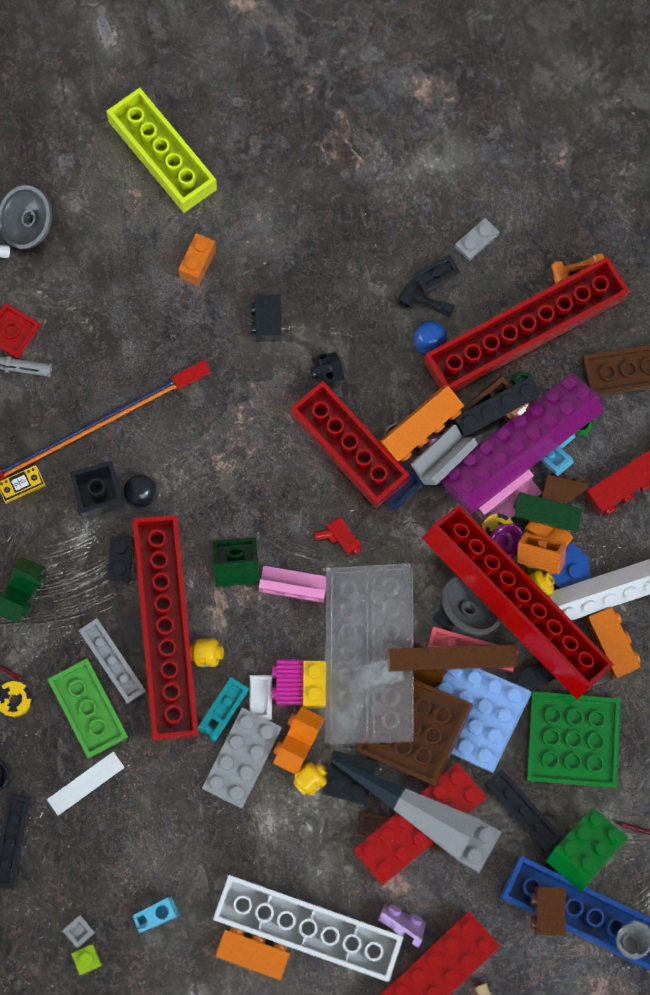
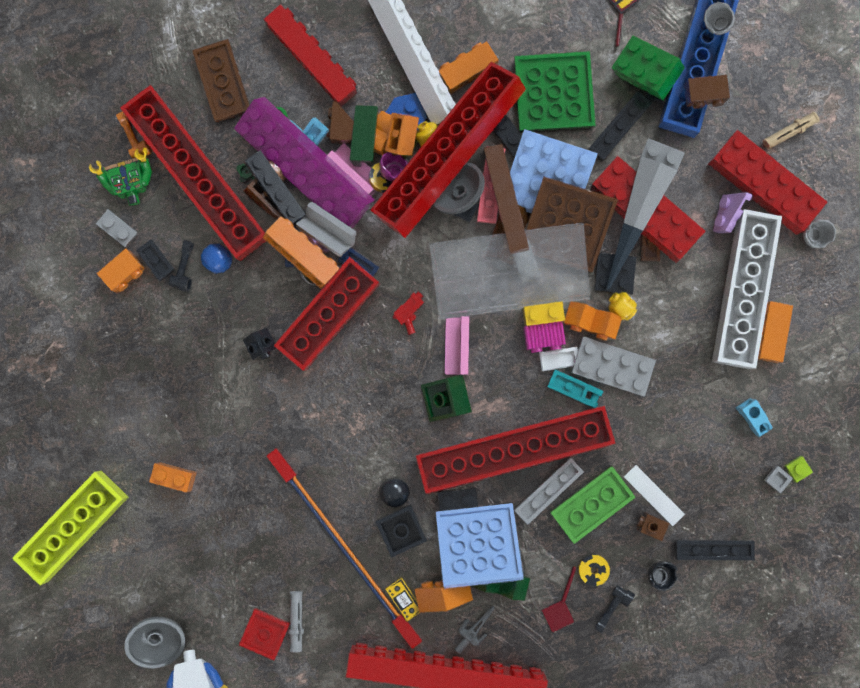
camera: 90 degrees left, 10 degrees up
(17, 525) = (437, 598): none -> orange brick
(51, 772) = (652, 526): none -> reddish brown brick
(65, 569) = (478, 546): none -> light blue plate
(206, 652) = (529, 410): yellow head -> none
(268, 318) = (219, 404): black brick -> none
(429, 237) = (121, 271): none -> orange brick
(531, 255) = (126, 177): none -> green torso

